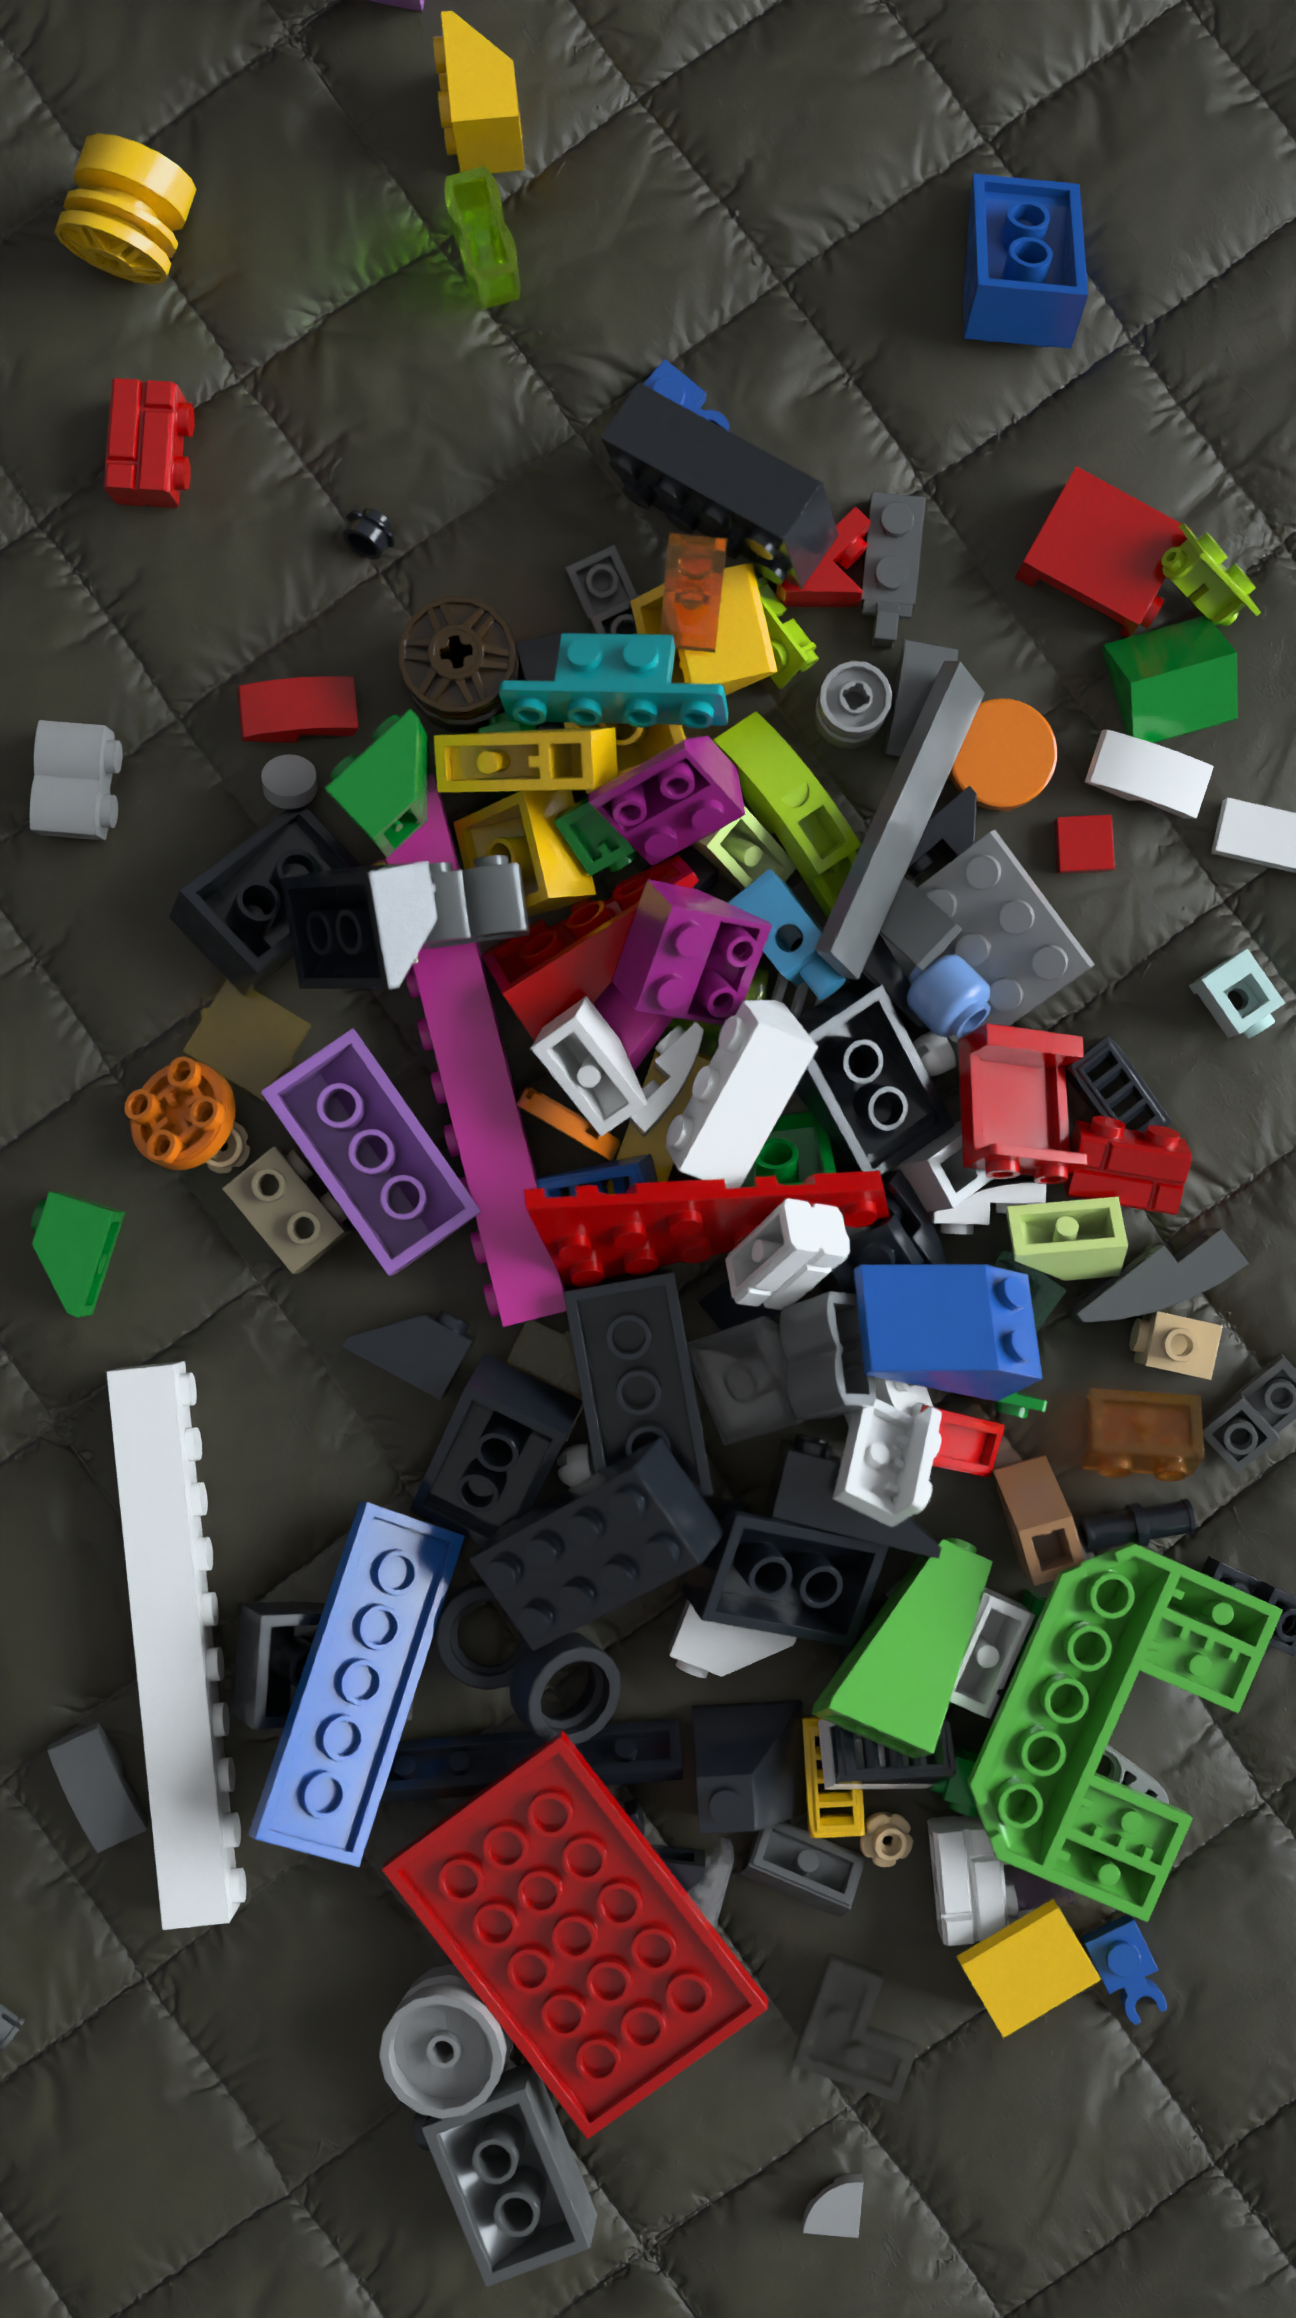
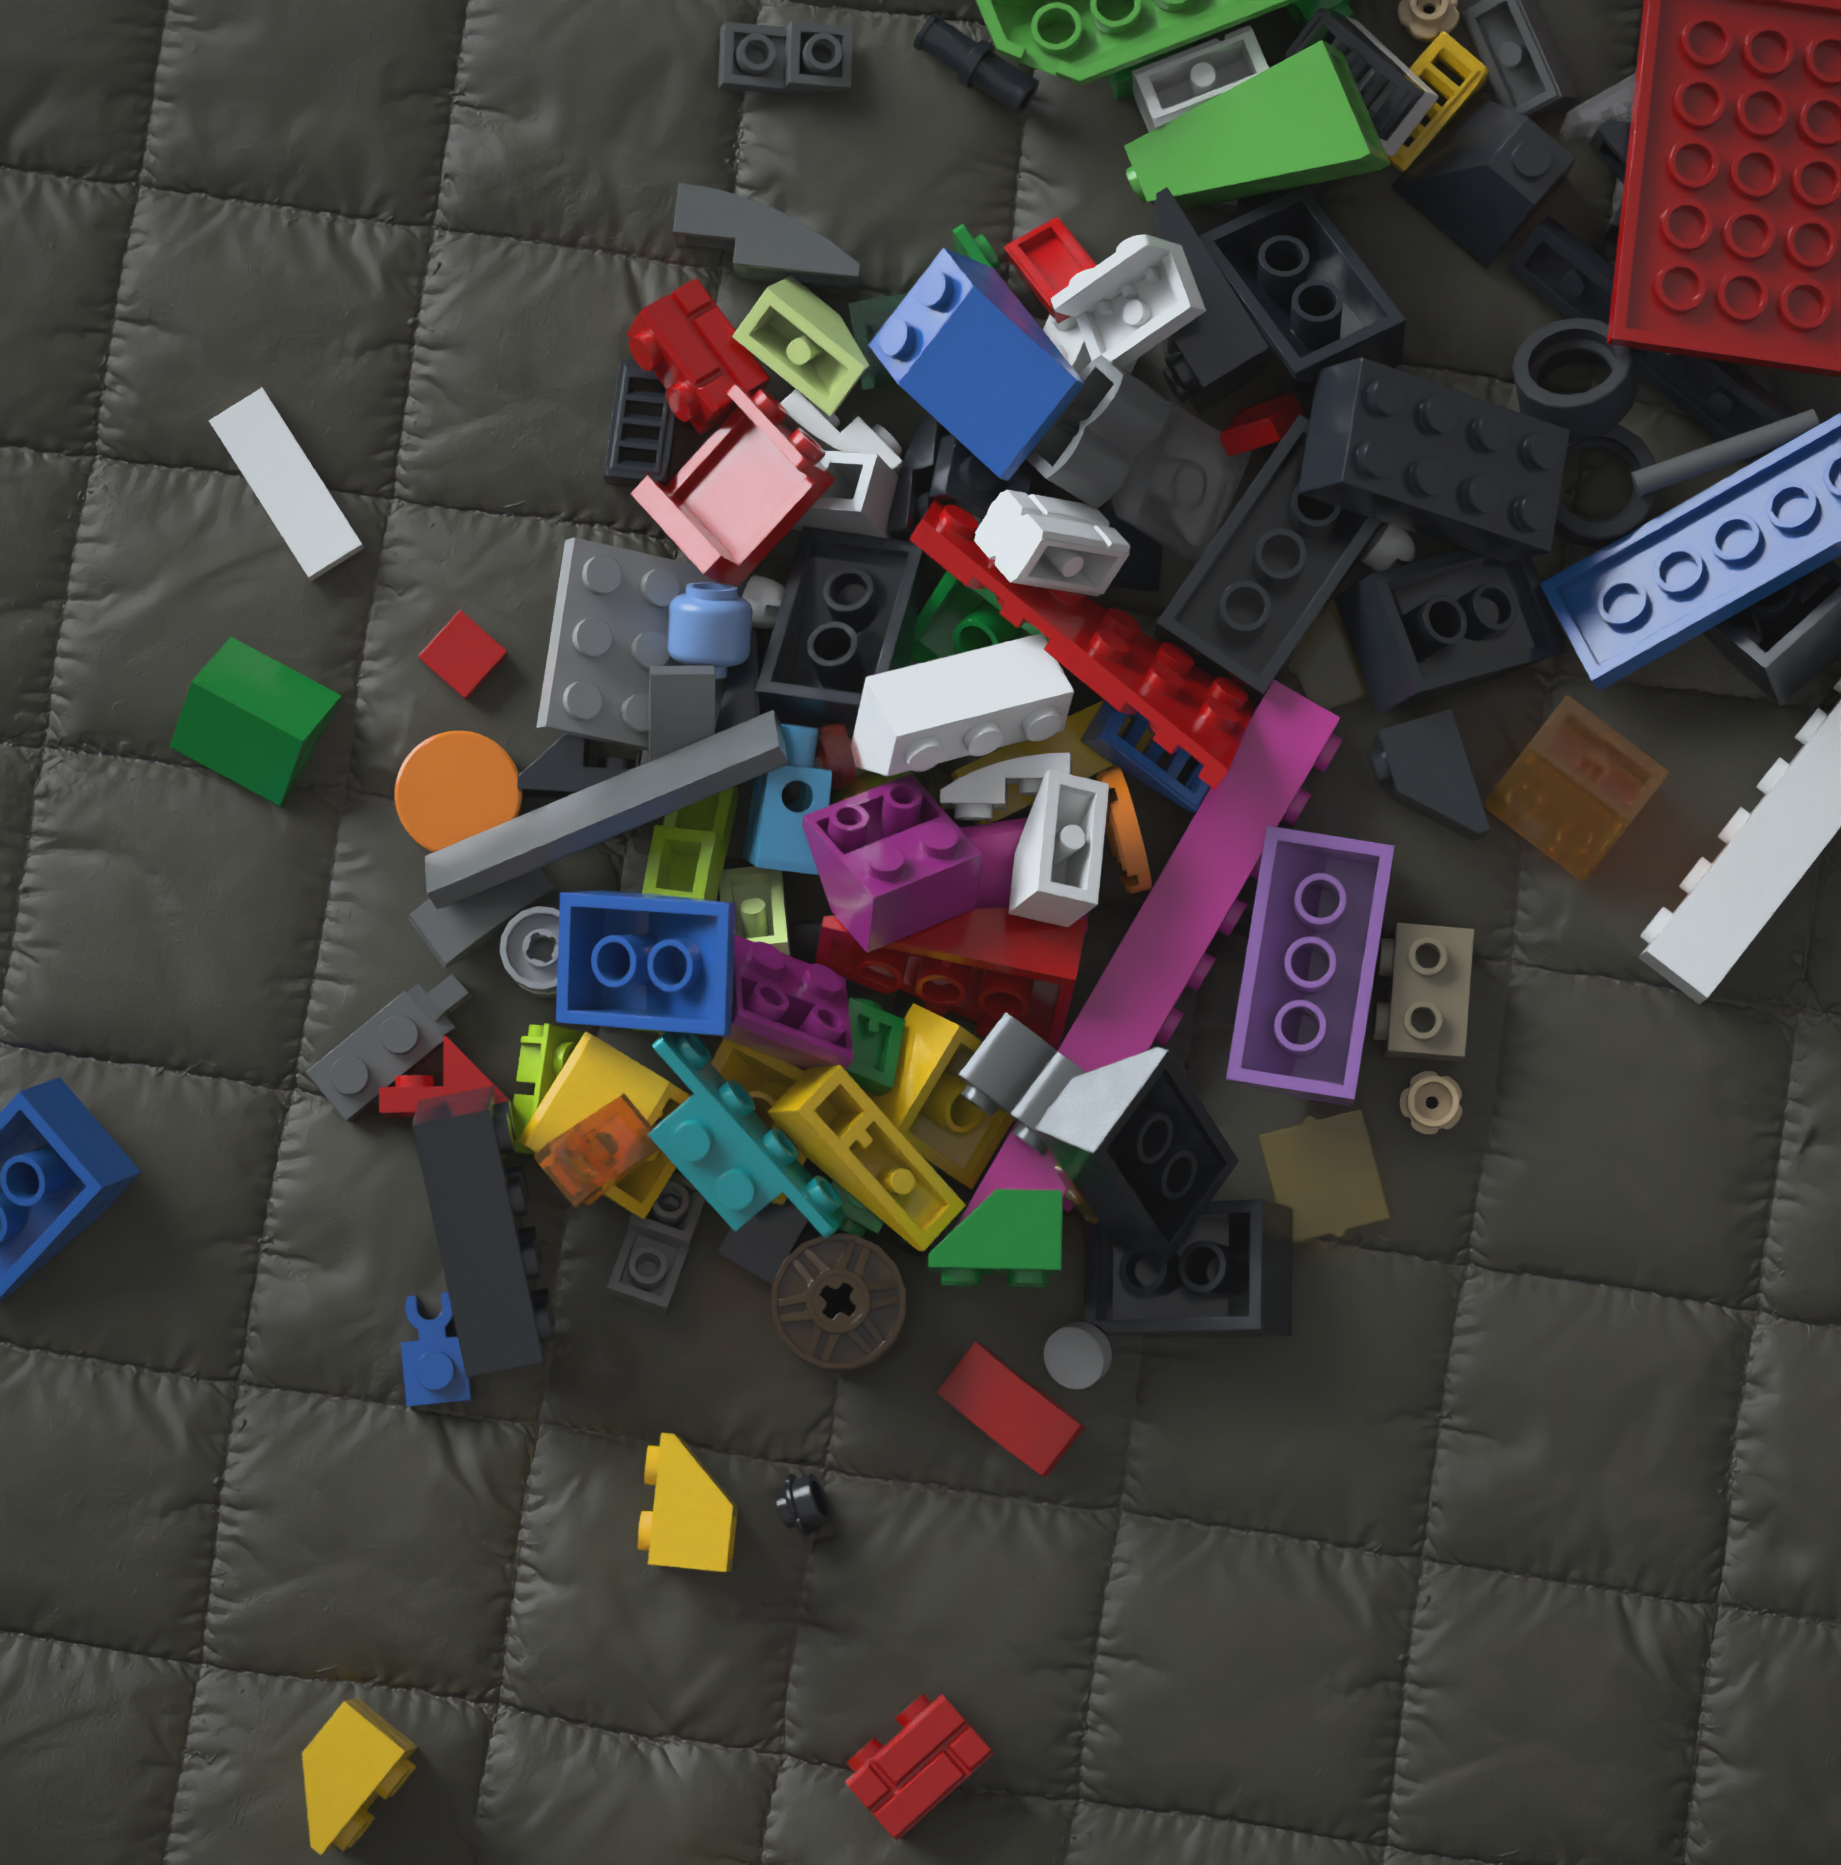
camera: 135 degrees left, 5 degrees down
(74, 780) = (1260, 1533): light grey brick -> none
(75, 1247) = (1635, 1137): green slope -> none
(181, 1114) = (1440, 1157): orange tile -> none
(316, 1426) = (1575, 788): none -> clear orange slope
(423, 1732) = (1723, 453): none -> dark grey bar
(425, 450) = (691, 1512): none -> yellow slope
(482, 237) = (455, 1669): clear neon green brick -> none
(720, 1647) = (1418, 291): white slope -> none
(733, 1466) = (1260, 424): none -> red tile
(781, 736) = (645, 962): none -> blue slope
(791, 994) = (837, 755): none -> clear red tile
(1038, 1519) = (1053, 145): medium nougat slope -> none
(1104, 551) = (206, 876): red panel -> none
(1143, 1434) = (897, 131): clear orange bracket -> none
(1149, 773) = (354, 659): white slope -> none
(1176, 1344) = (799, 176): tan brick -> none
(1200, 563) = (146, 767): lime hinge -> none
(1246, 977) = (453, 383): light aqua brick -> none

